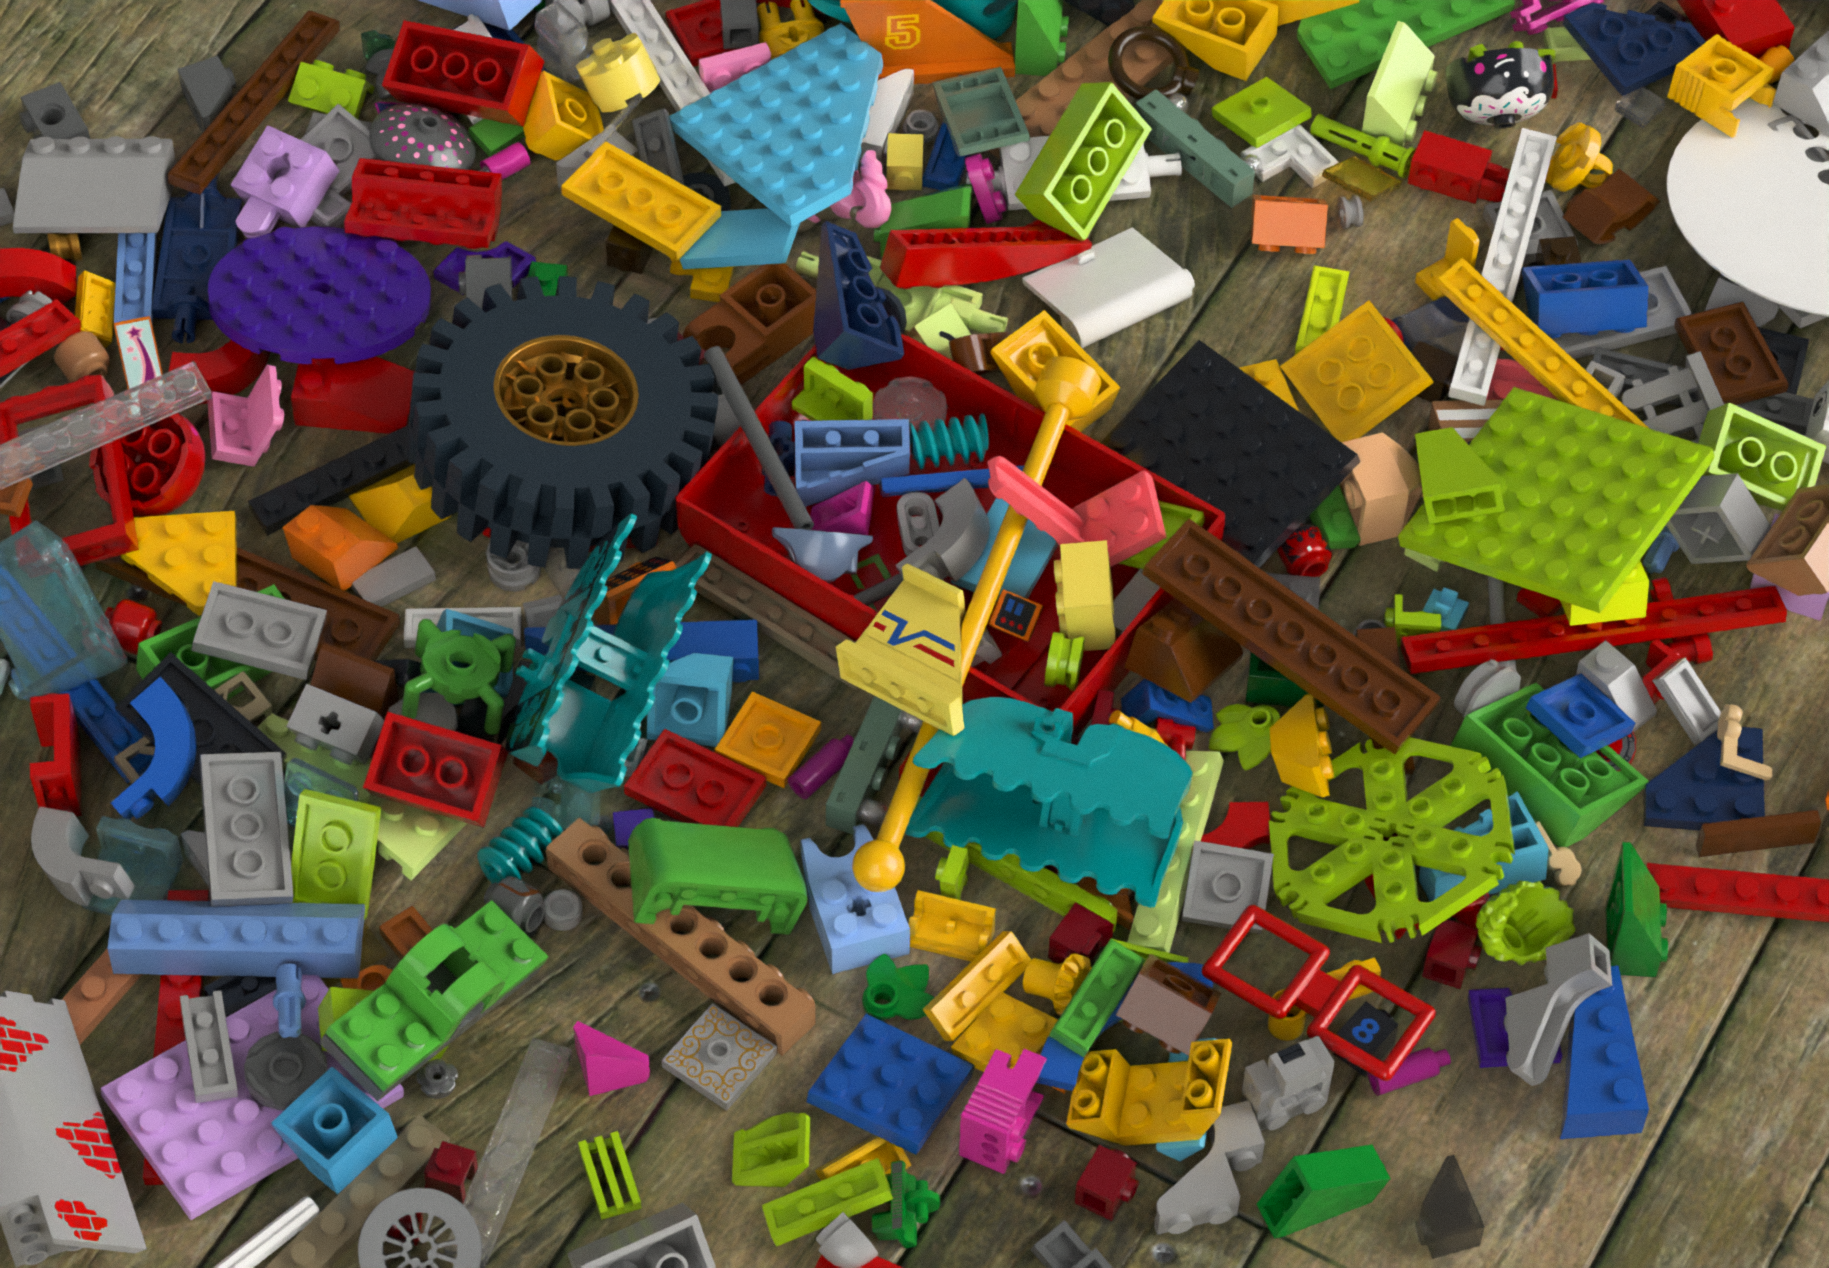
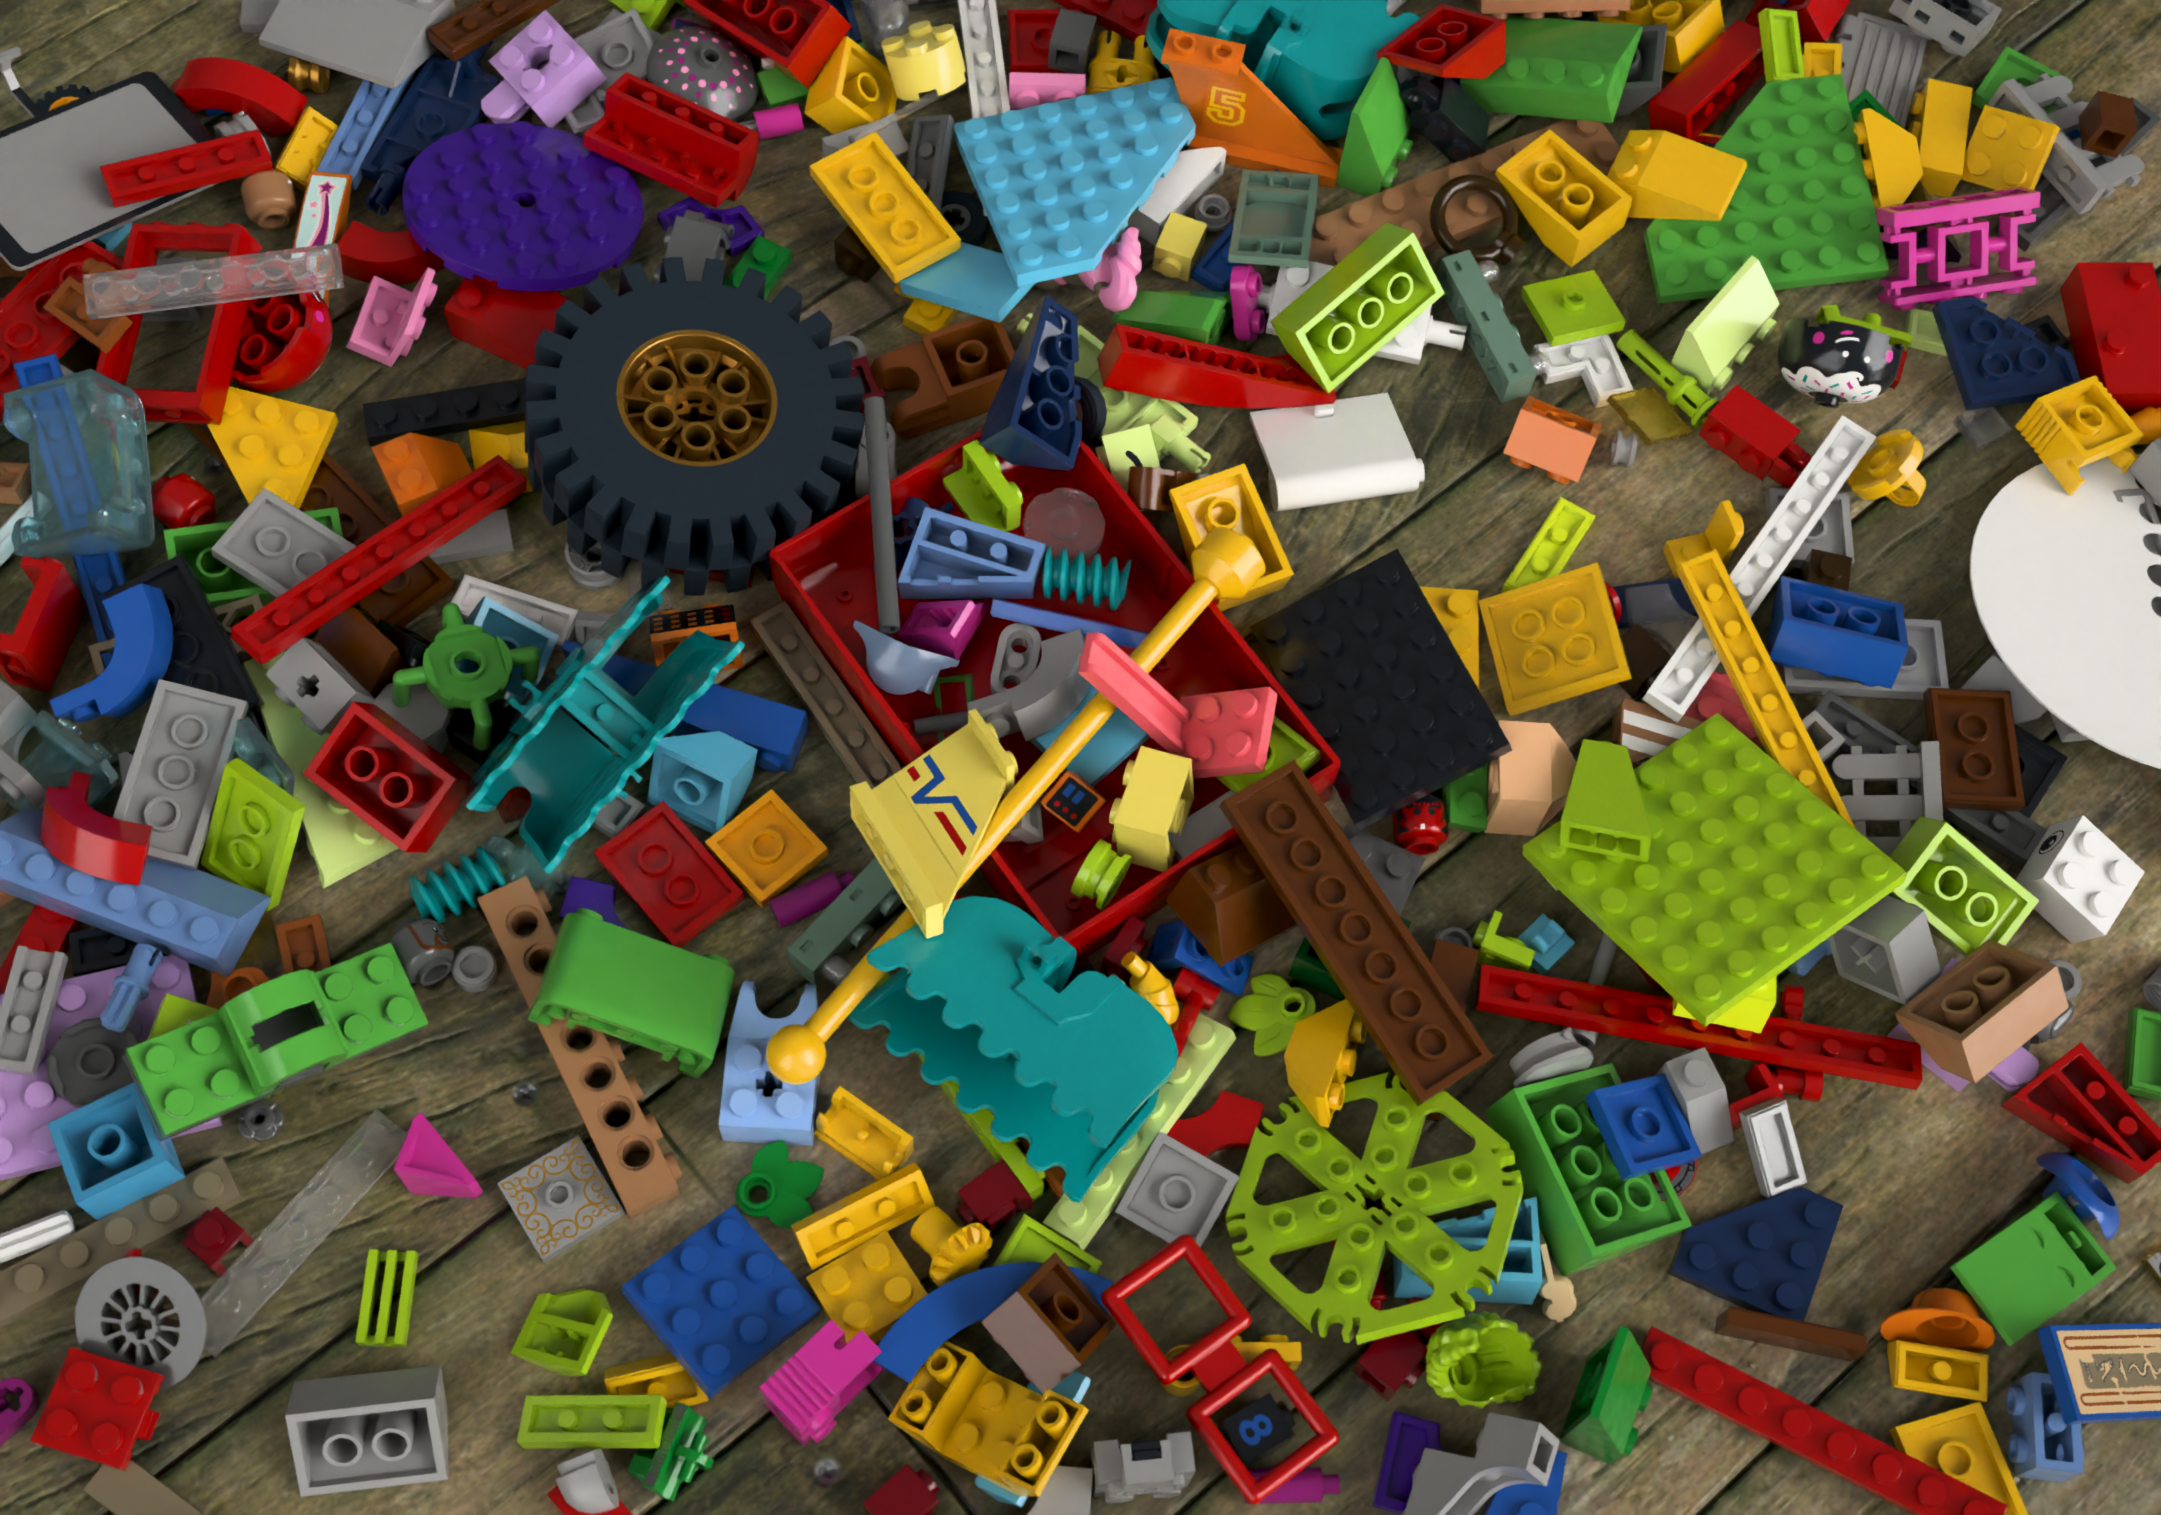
camera: 15 degrees right, 10 degrees up
(203, 893) = (89, 839): none -> red arch
(345, 604) = (378, 560): none -> red plate
(952, 872) = (884, 1080): lime plate -> none
(1097, 998) = (974, 1288): bright green tile -> none
(1610, 207) = (1904, 533): reddish brown brick -> none
(1728, 732) = (1802, 1203): tan piece -> none

